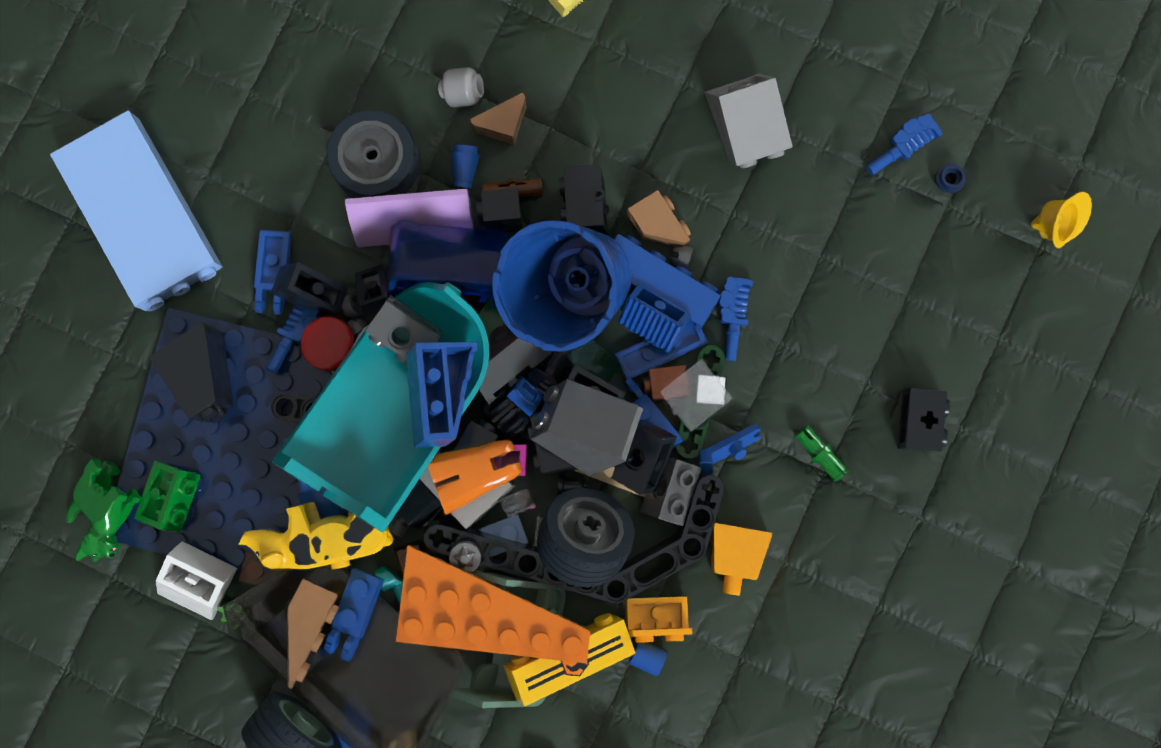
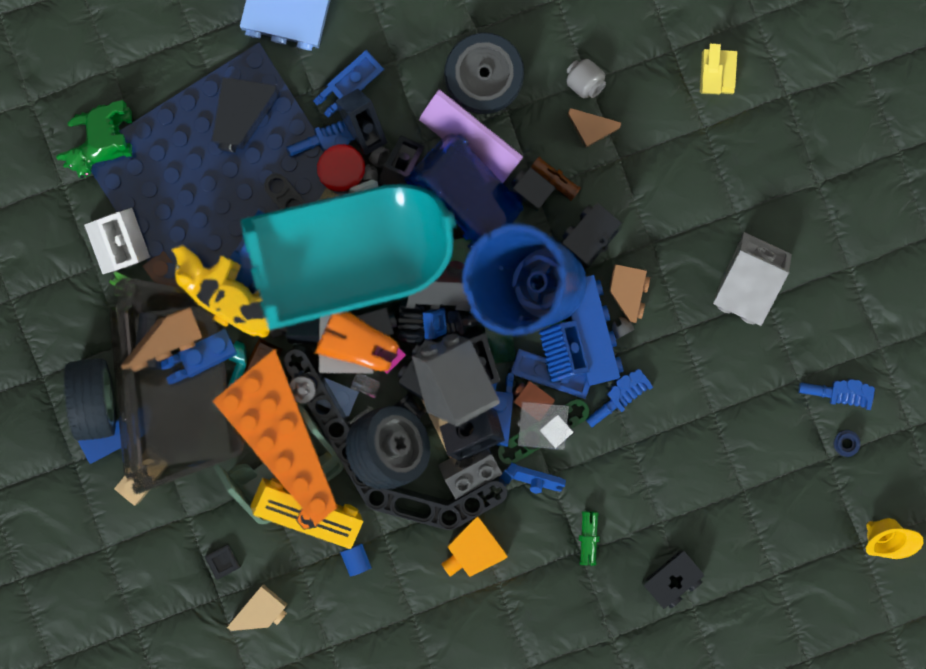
camera: 45 degrees right, 5 degrees up
(167, 497) = (148, 170): green bracket -> none
(395, 315) = (400, 199): dark grey brick -> none
(437, 389) = (383, 274): blue wedge -> none
(464, 165) = (538, 132): blue cone -> none
(657, 618) = (385, 540): light orange bracket -> none

